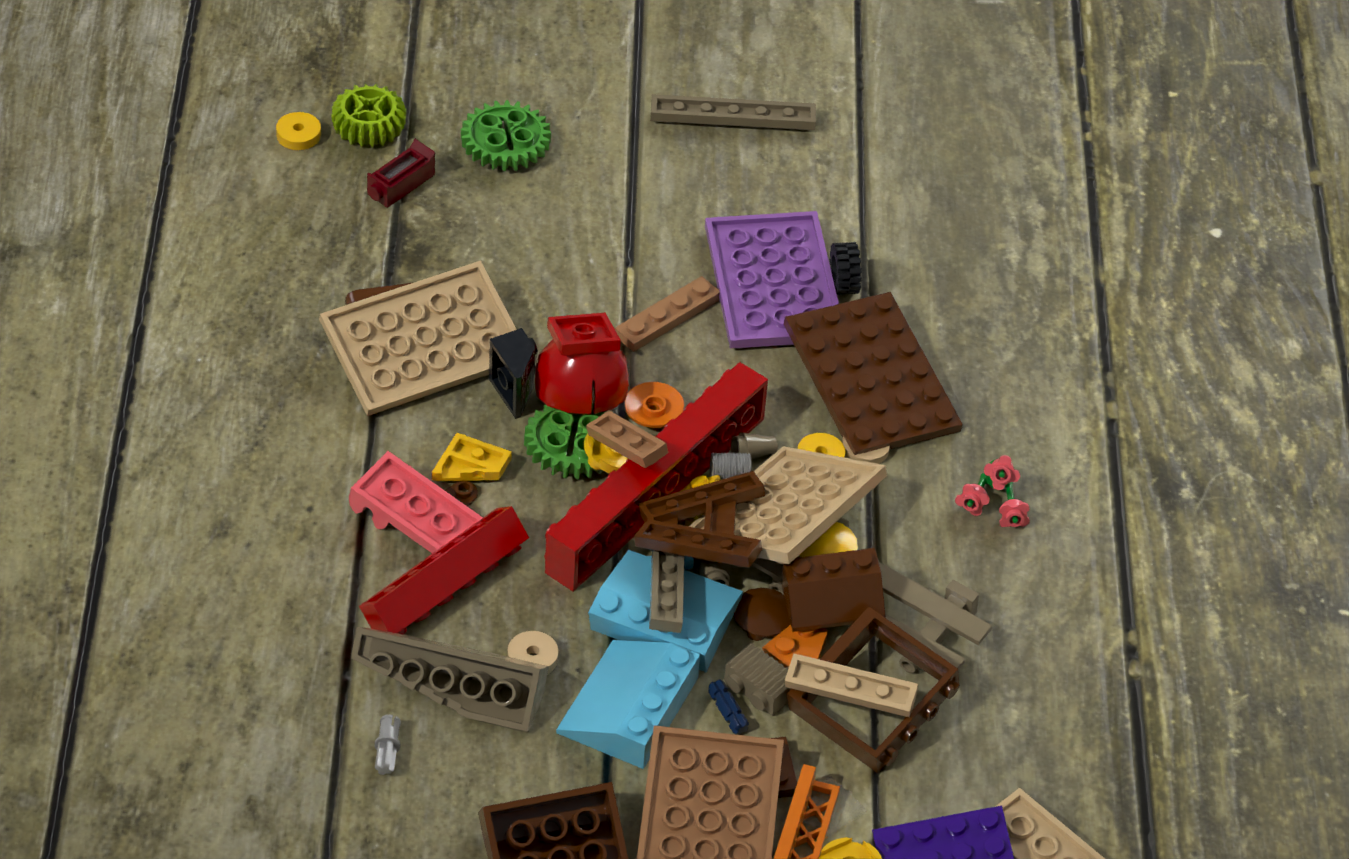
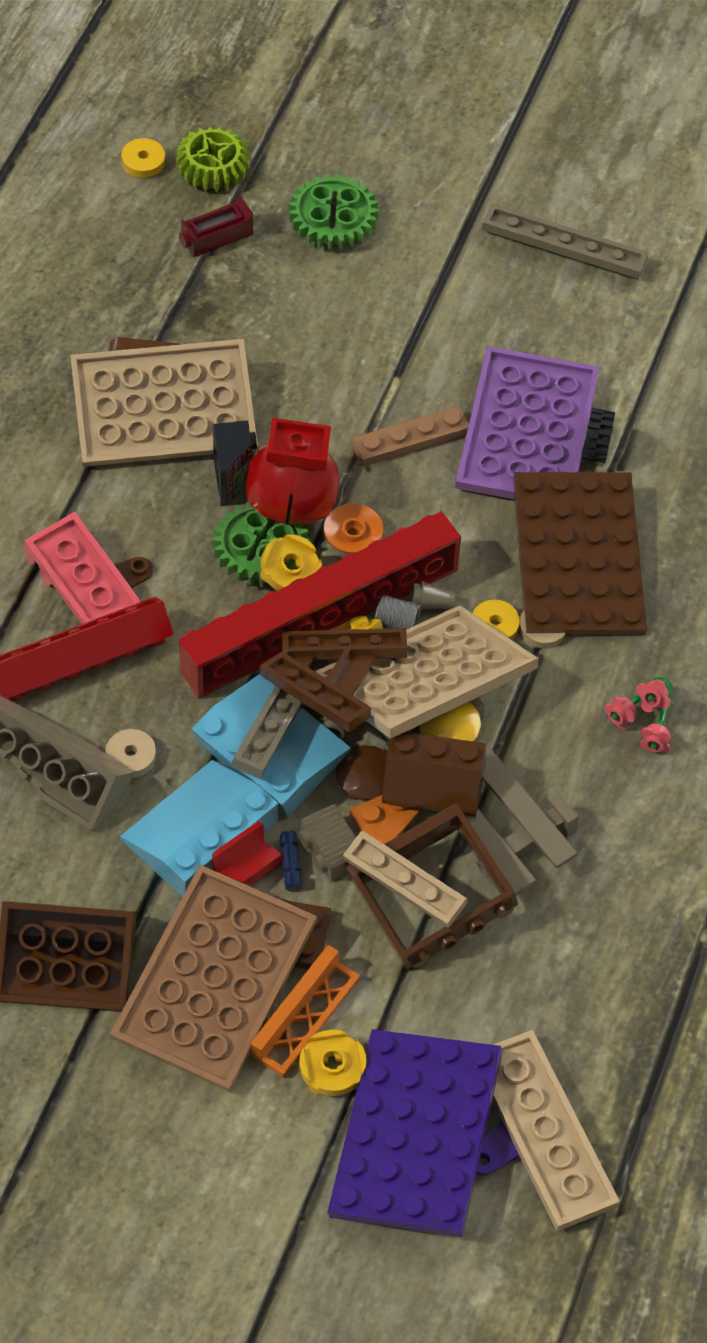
camera: 20 degrees right, 10 degrees up
(471, 461) = (156, 539): yellow wing -> none
(627, 439) = (295, 564): medium nougat plate -> none
(688, 710) = (246, 856): none -> red panel

